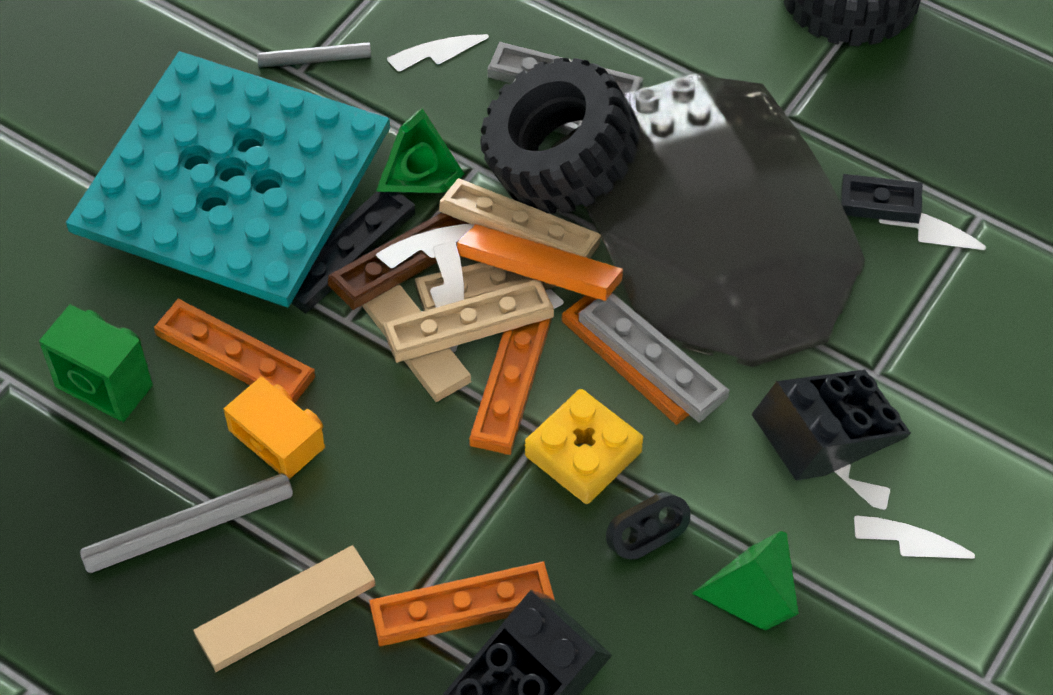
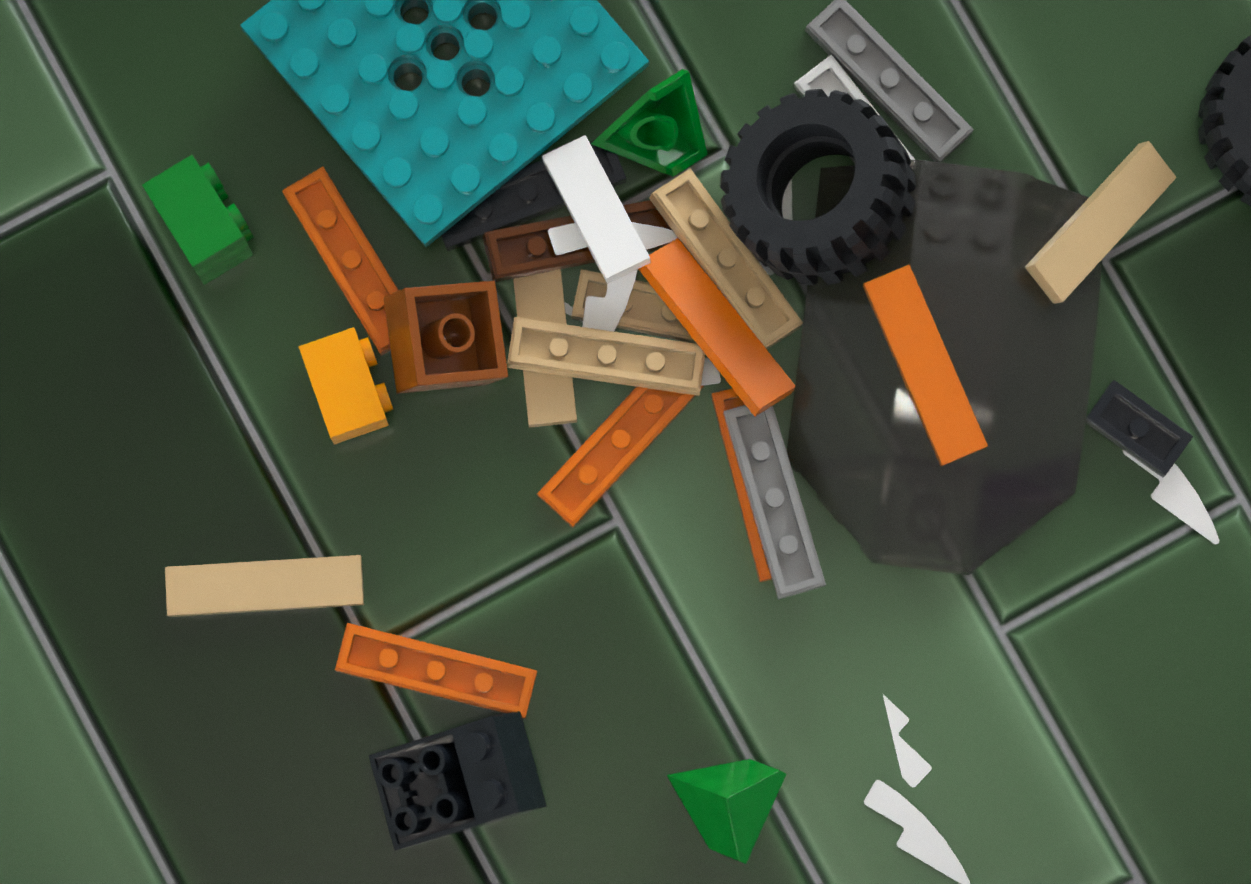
camera: 25 degrees right, 25 degrees up
(186, 523) = (213, 441): light grey axle -> none
(337, 354) = (445, 336): none -> dark orange brick
(405, 224) = (596, 209): none -> white tile
(583, 469) = (632, 592): yellow brick -> none
(646, 528) = (659, 688): black plate -> none
(711, 199) = (925, 365): none -> orange tile
(768, 84) = (1100, 222): none -> tan tile
(828, 421) = (913, 668): black slope -> none

